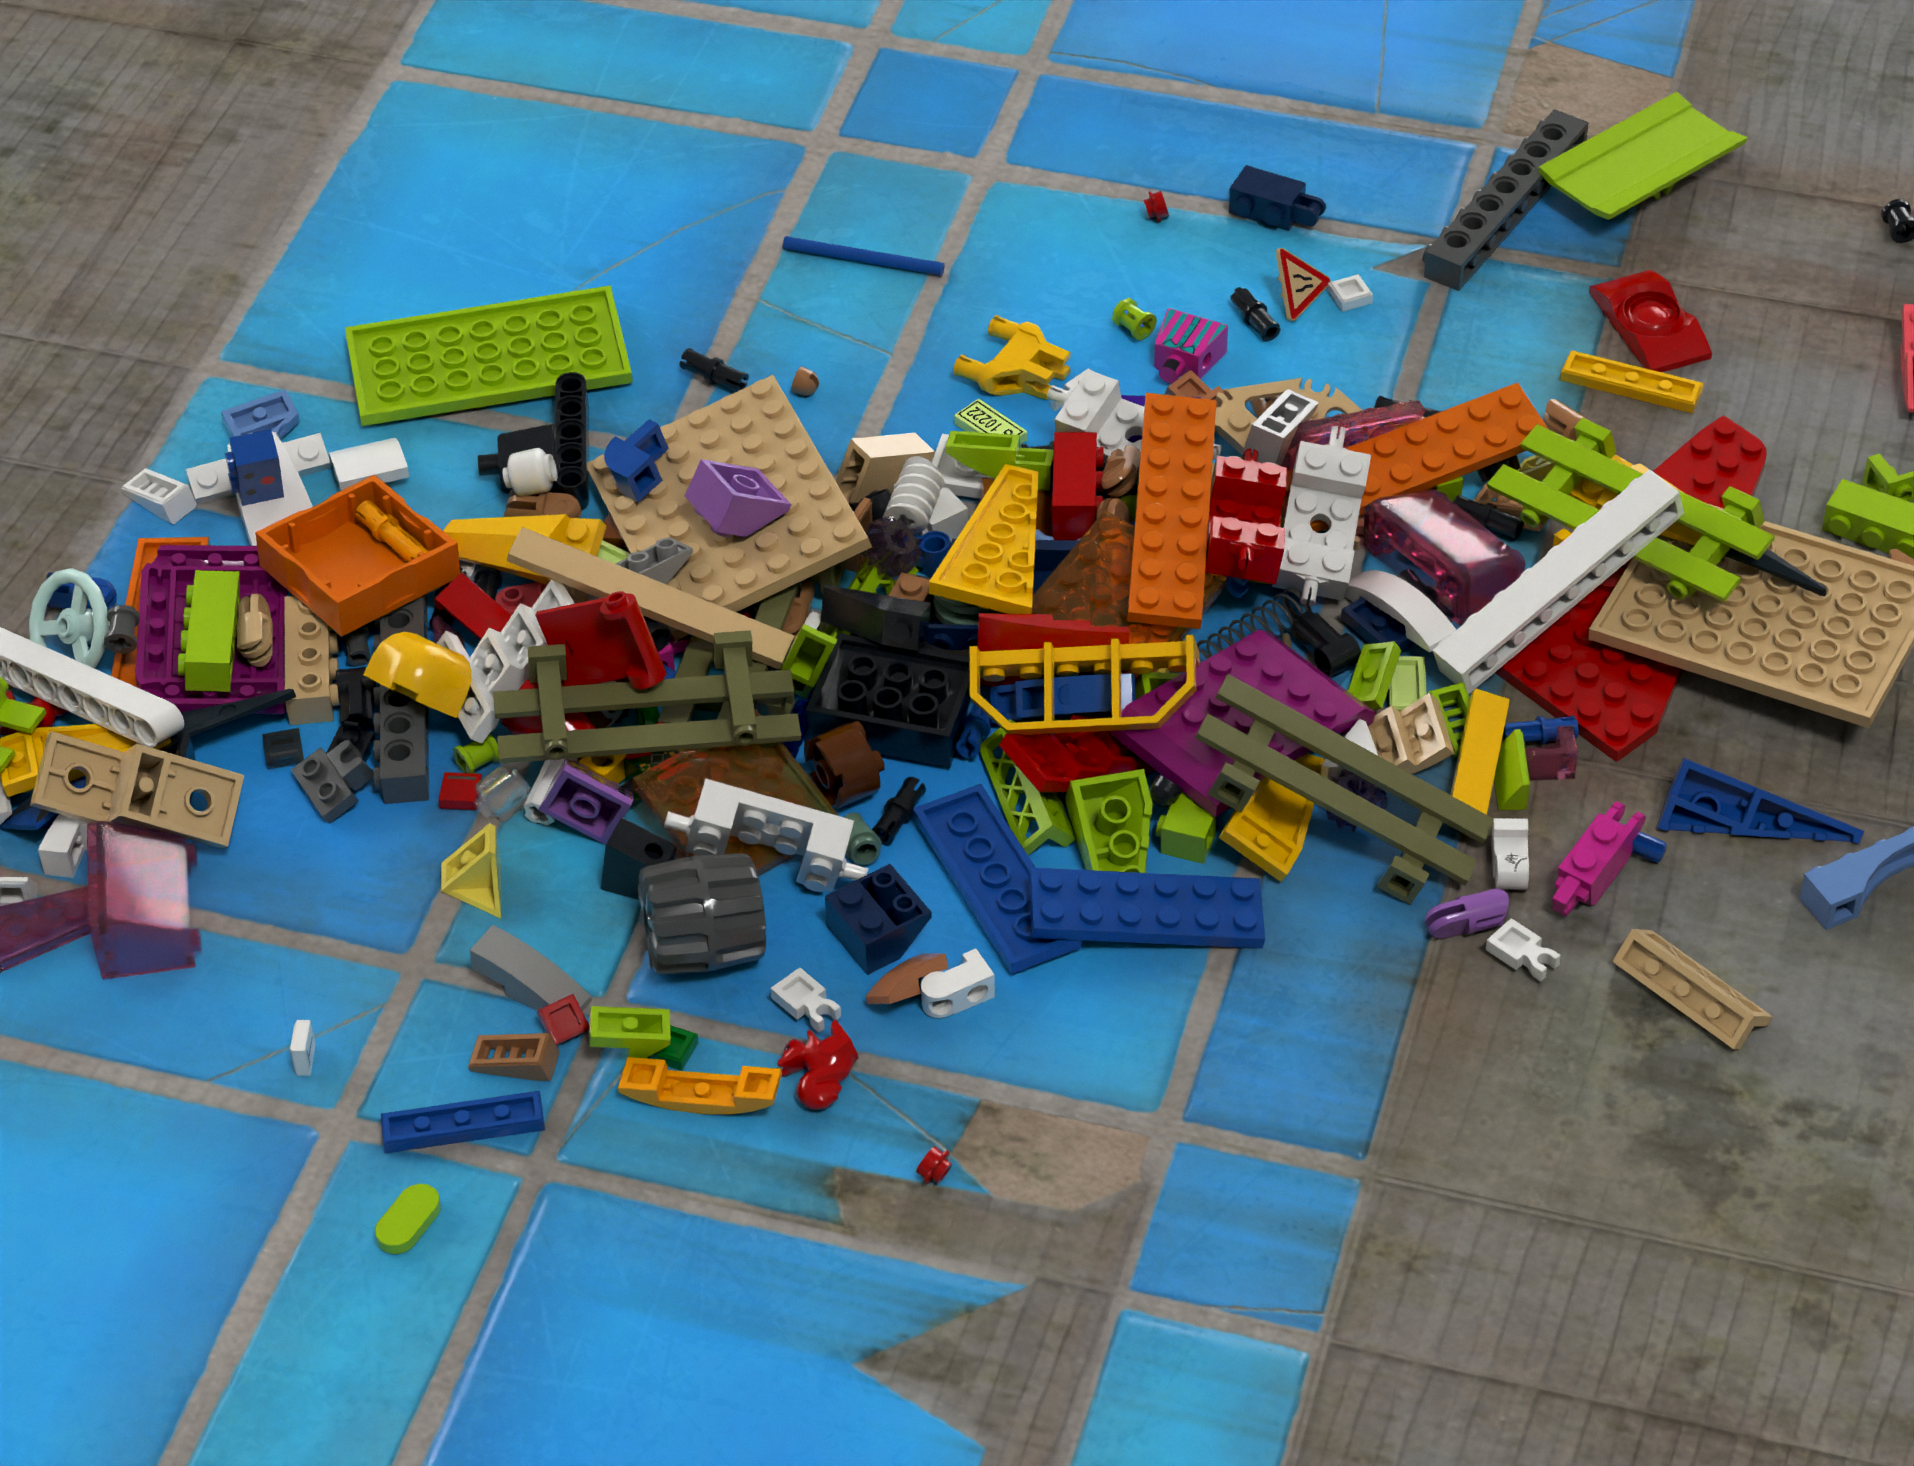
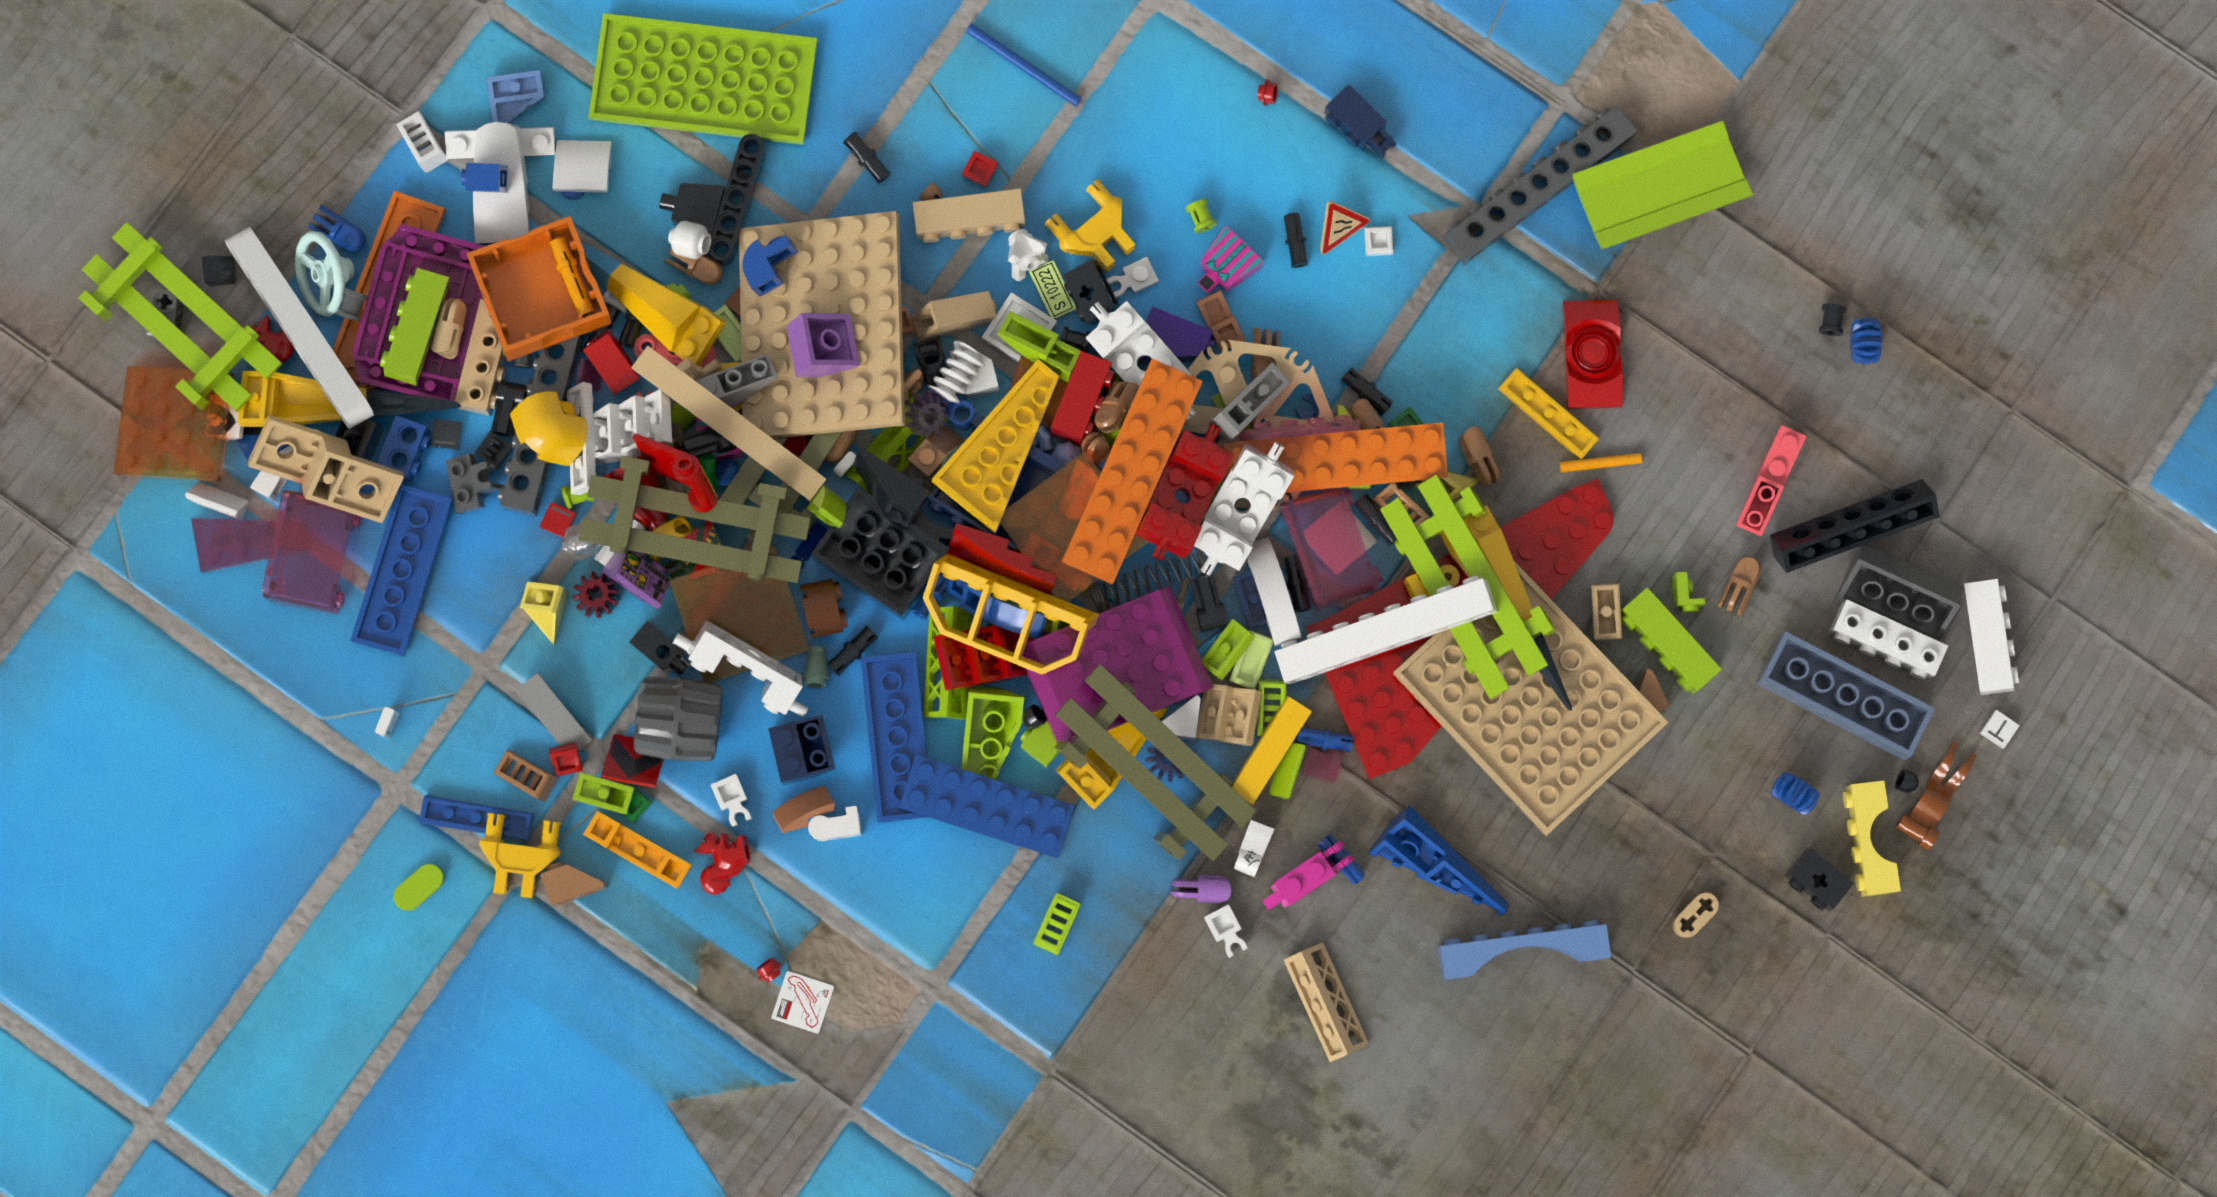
camera: 15 degrees right, 35 degrees up
(238, 753) = (396, 446): none -> blue brick
(269, 892) = (402, 570): none -> blue plate
(538, 1138) = (518, 858): none -> yellow connector
(539, 843) = (599, 603): none -> dark red gear
(622, 1147) = (568, 884): none -> medium nougat slope
(658, 991) = (628, 766): none -> piece
(853, 346) = (980, 169): none -> red plate
(859, 380) = (969, 215): none -> tan brick
(943, 396) = (1025, 253): none -> white rock
(995, 1195) = (802, 1002): none -> white sticker
(1028, 406) = (1077, 285): none -> black brick
(1298, 982) = (1069, 903): none -> lime slope
(1717, 405) = (1600, 462): none -> light orange bar
(1806, 515) = (1606, 612): none -> tan brick

